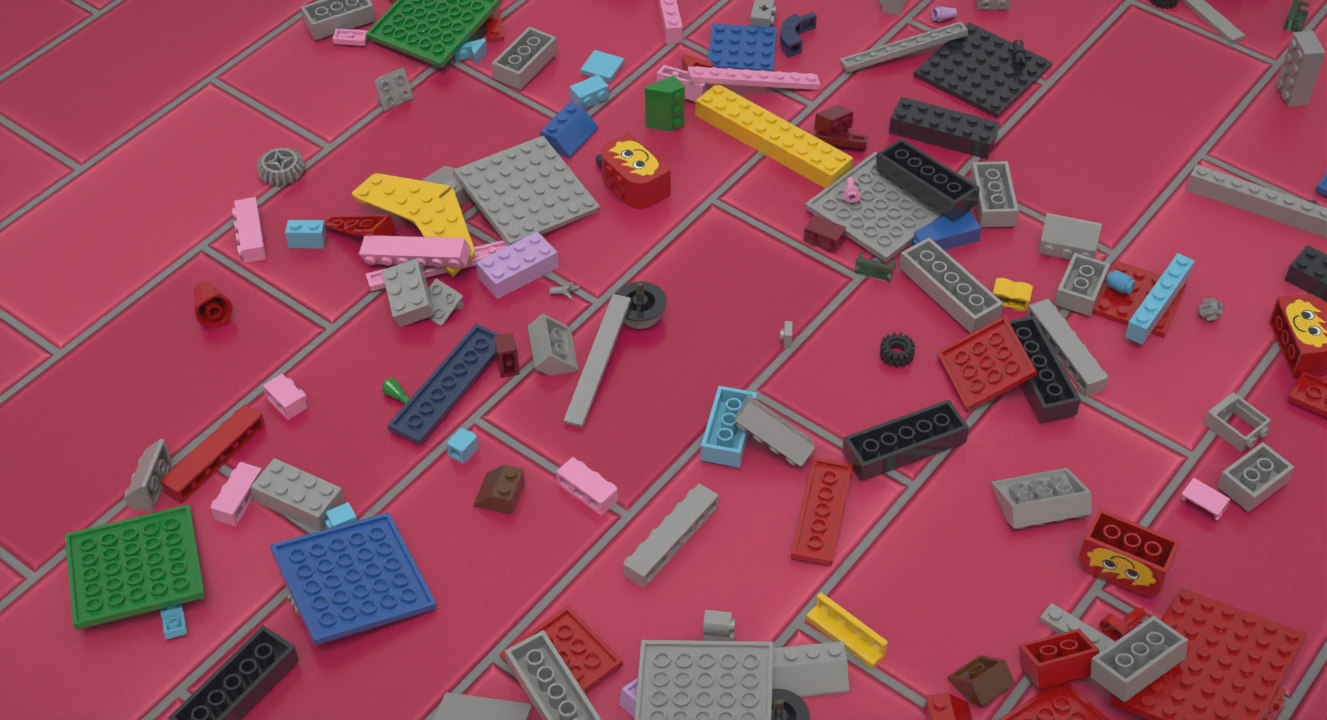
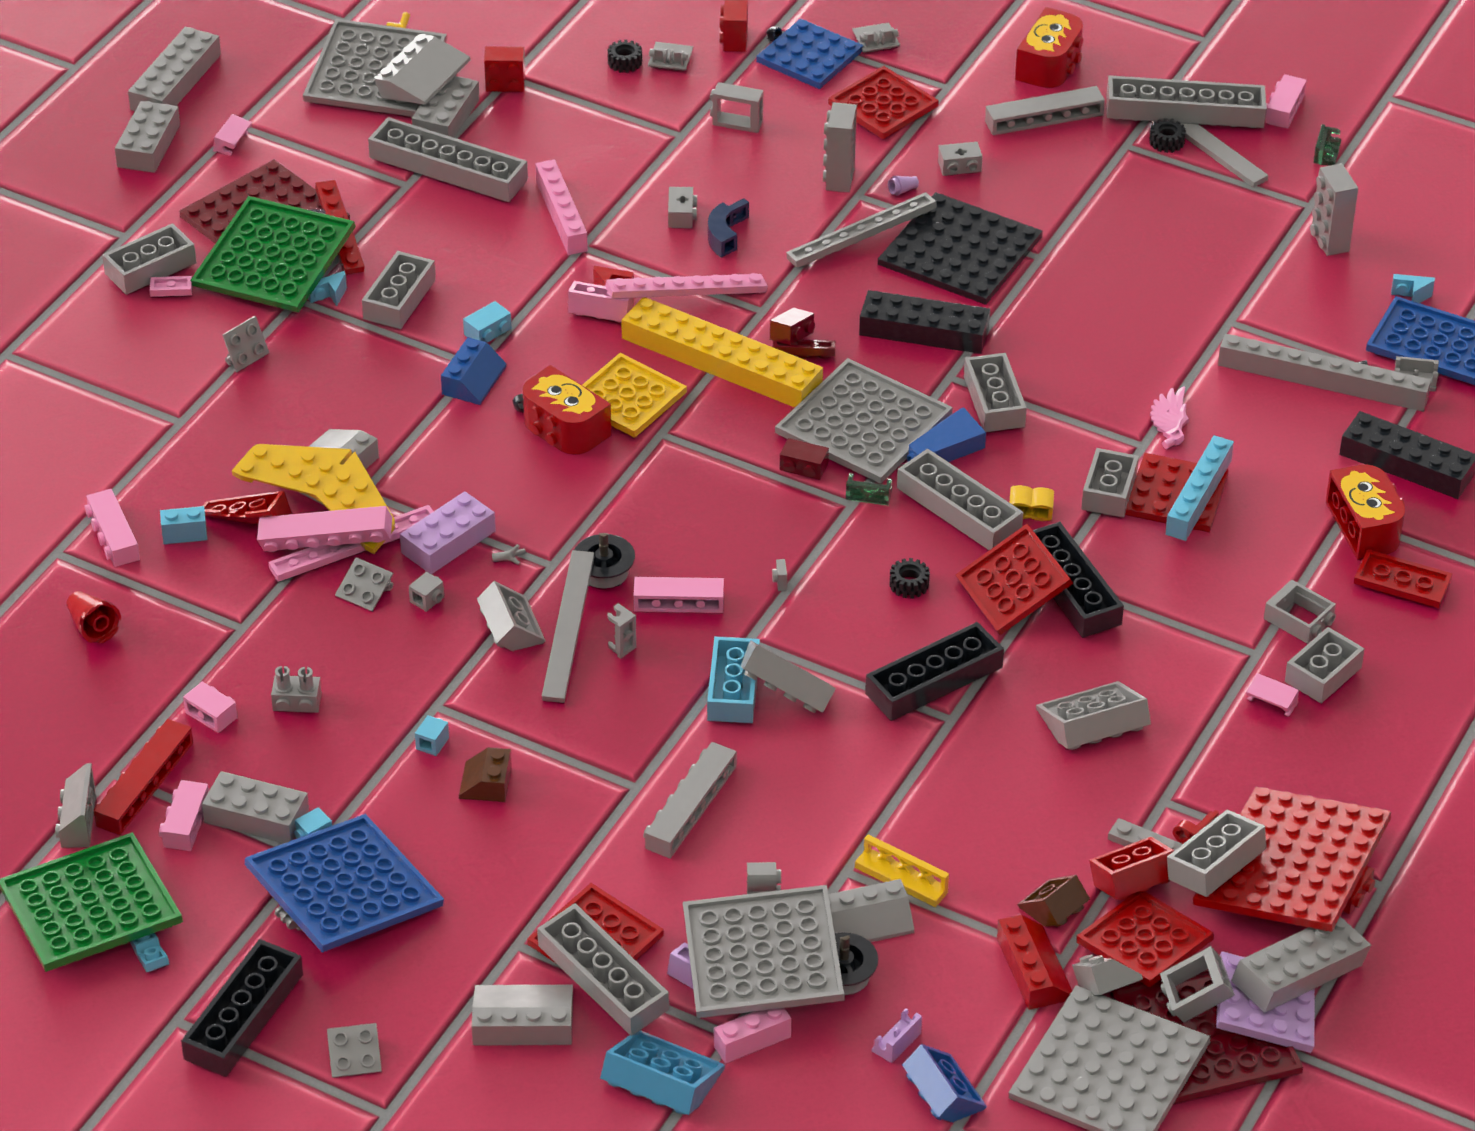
camera: 10 degrees left, 5 degrees down
(280, 166) = (128, 450): light grey gear -> none
(358, 392) = (296, 693): none -> light grey brick
(393, 389) = (336, 685): green cone -> none
(408, 292) = (328, 576): light grey brick -> none
(445, 386) = (397, 672): dark blue plate -> none
(488, 313) = (426, 591): none -> light grey brick
(506, 355) = (461, 632): dark red brick -> none
(526, 190) = (439, 446): light grey plate -> none
(587, 485) = (584, 760): bright pink brick -> none
(603, 65) = (496, 288): medium azure tile -> none
(643, 370) = (624, 631): none -> light grey hinge
(665, 104) = (586, 328): green slope -> none
(694, 162) = (635, 393): none -> yellow plate
(697, 342) = (678, 594): none -> bright pink brick
(742, 47) = (664, 249): blue plate -> none
(822, 511) = (853, 756): red plate -> none
(851, 193) = (828, 408): bright pink cone -> none
(927, 179) = (915, 382): black brick -> none
(1019, 54) = (1002, 225): black pin -> none
(1068, 235) = (1086, 429): light grey slope -> none
(1069, 349) = (1109, 560): light grey brick -> none
(1120, 282) = (1153, 475): dark azure brick -> none
(1127, 553) = (1193, 756): red brick -> none
(1140, 231) = (1170, 417): none -> bright pink animal
(1211, 309) = (1259, 494): light grey gear -> none

